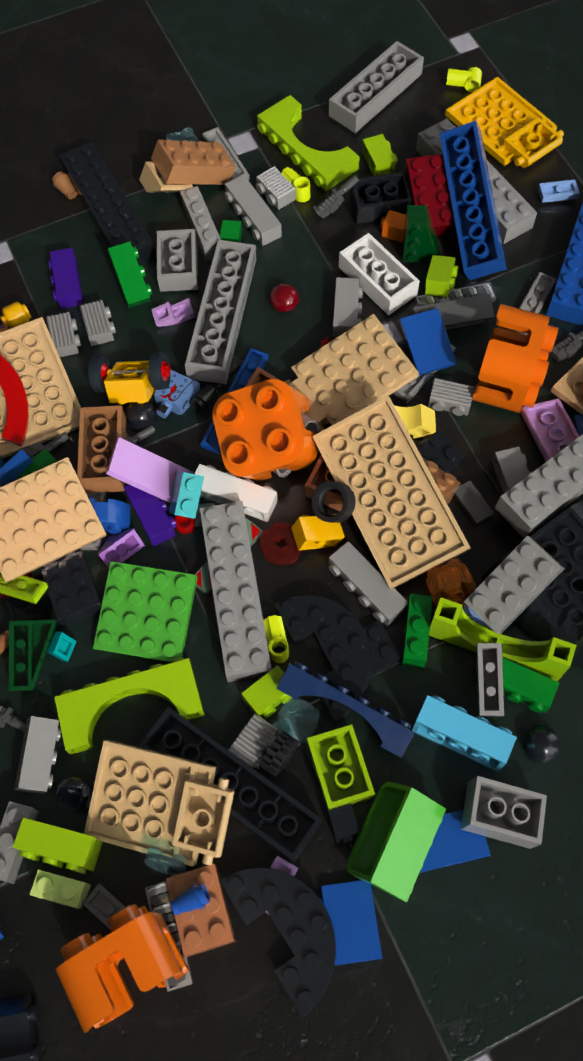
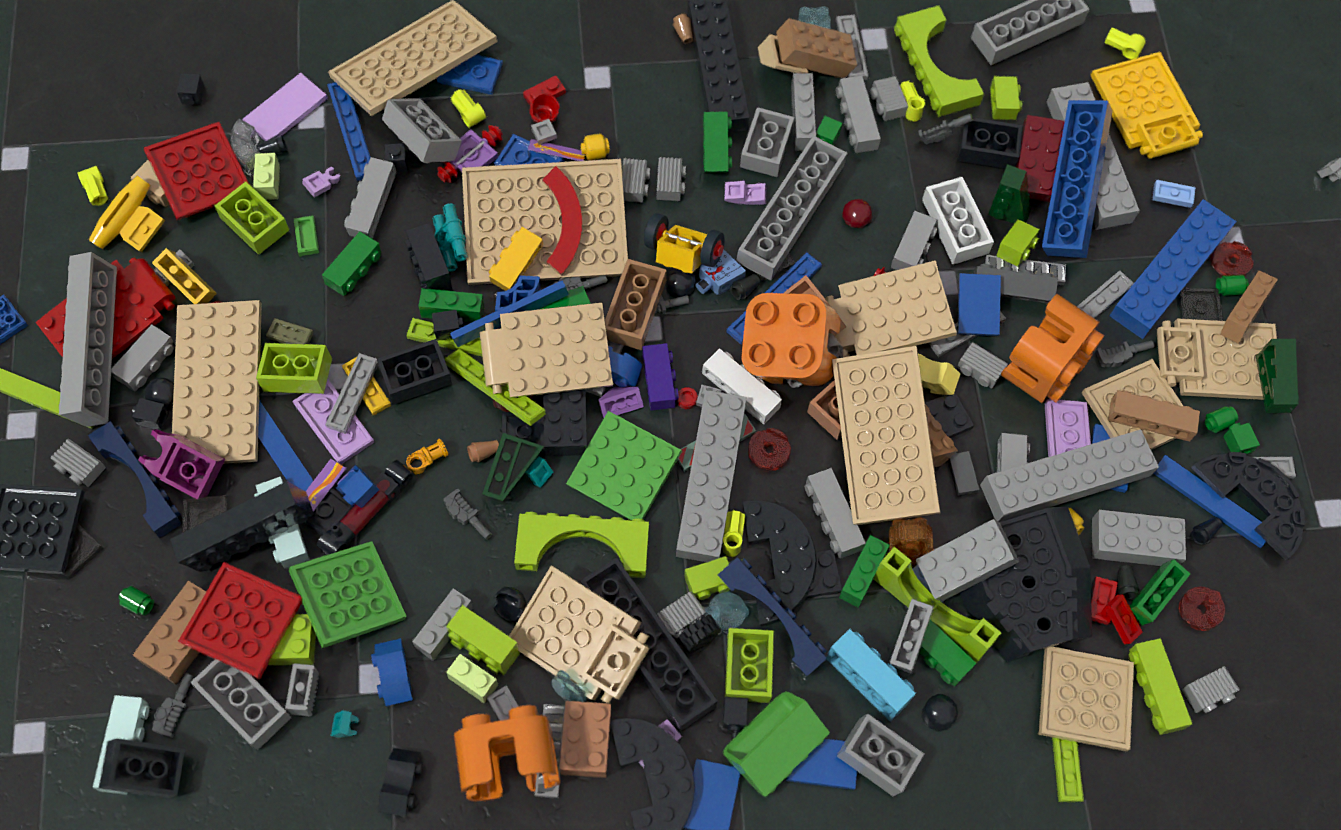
camera: 15 degrees right, 0 degrees up
(37, 755) = (488, 558): light grey brick -> none
(65, 278) = (654, 124): dark purple brick -> none
(143, 469) = (671, 341): lavender tile -> none
(186, 494) = (697, 373): brick -> none
(191, 899) = (582, 724): blue cone -> none
(314, 533) = (806, 449): yellow brick -> none
(318, 502) = (816, 421): black tyre -> none
(393, 226) = (991, 175): orange brick -> none

